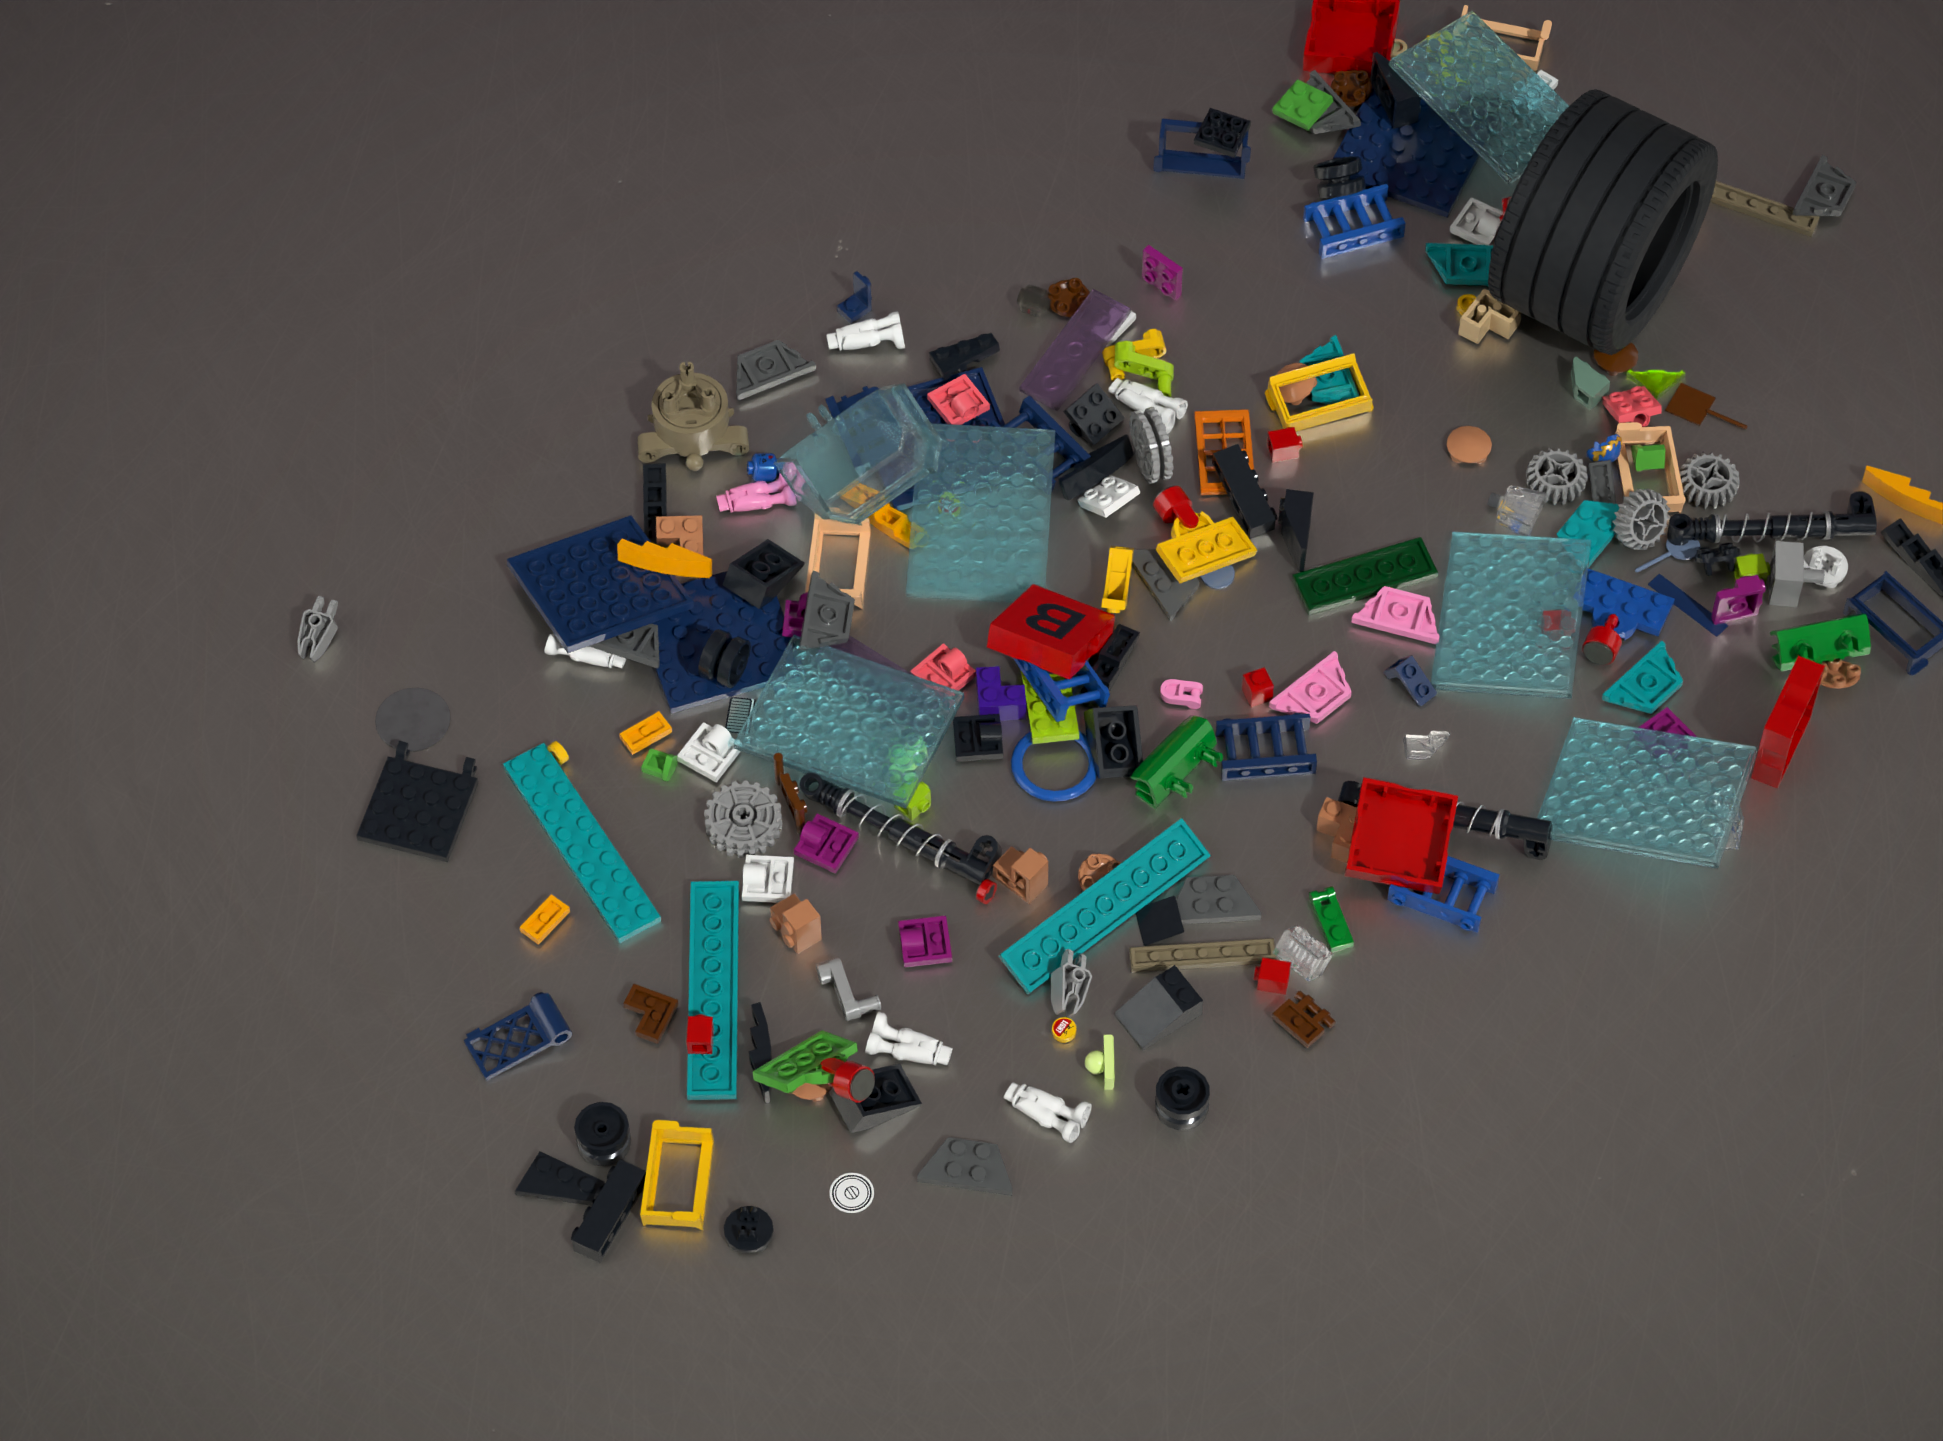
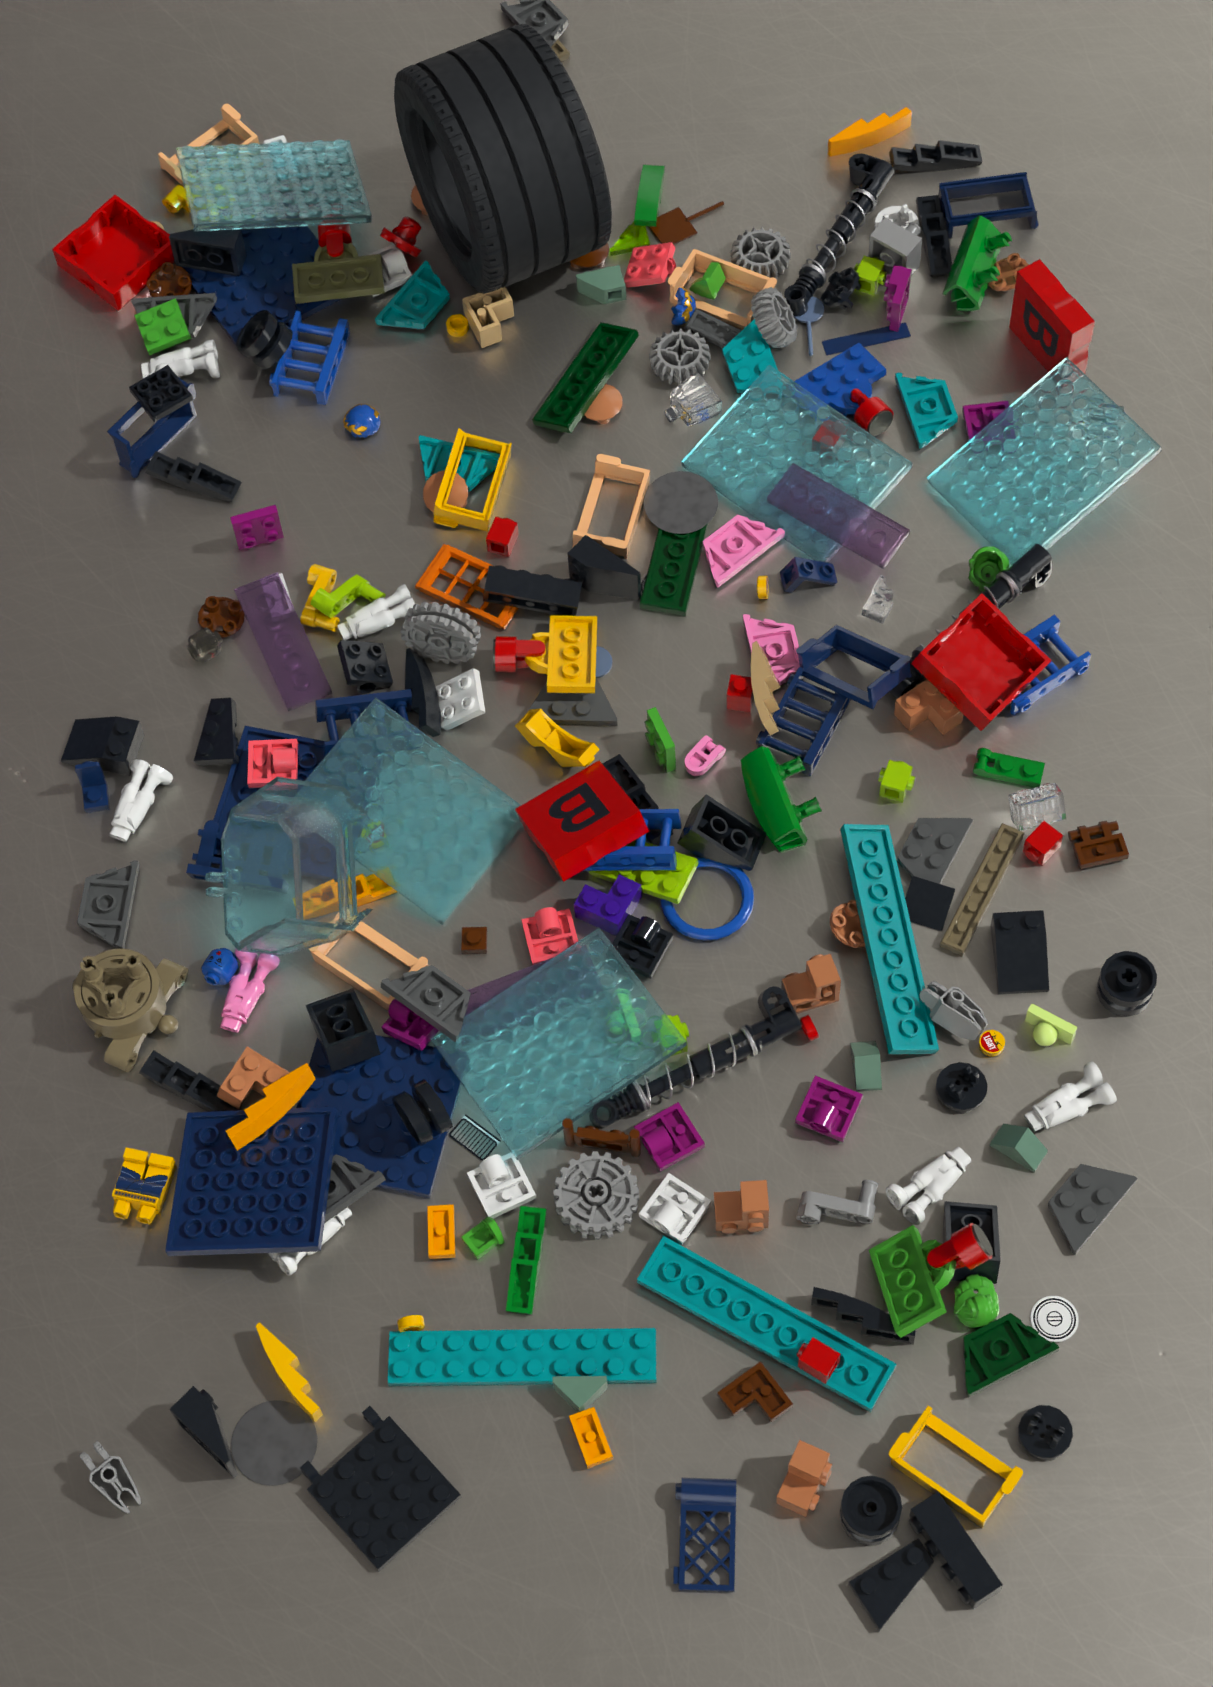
camera: 55 degrees left, 5 degrees up
(390, 664) = (199, 1418): none -> black slope
(472, 689) = (285, 1364): none -> yellow slope
(553, 519) = (143, 1184): none -> yellow hips
(576, 892) = (580, 1391): none -> sand green slope
(601, 1076) = (806, 1473): none -> nougat brick
(660, 802) = (526, 1260): none -> green slope
(795, 1164) = (1001, 1351): none -> dark green wing
(825, 1130) = (976, 1308): none -> bright green hair
(901, 287) = (104, 740): none -> black slope
(906, 624) = (474, 940): none -> reddish brown plate
(981, 948) = (866, 1066): none -> sand green slope
(984, 1095) = (1020, 1145): none -> sand green slope
(1020, 1028) = (953, 1095): none -> black plate
(1169, 651) = (660, 739): none -> bright green plate
(1182, 207) = (194, 478): none -> black slope
(1257, 840) = (896, 780): none -> lime brick
(1270, 693) = (763, 684): none -> tan slope
(1280, 139) = (182, 361): none -> white piece
(1322, 290) = (362, 421): none -> blue hair
(1331, 718) = (838, 638): none -> dark blue piece
(1373, 652) = (762, 587): none -> yellow tile
(1374, 526) = (611, 468): none -> light nougat piece
(1412, 552) = (680, 502): none -> flat silver sticker
(1449, 190) = (337, 269): none -> olive plate
(1477, 667) = (838, 516): none -> clear purple tile
(1483, 420) = (585, 377): none -> dark green tile
(1515, 799) = (986, 561): none -> bright green hair
(1706, 366) = (649, 195): none -> green slope
(1832, 600) = (934, 235): none -> black slope

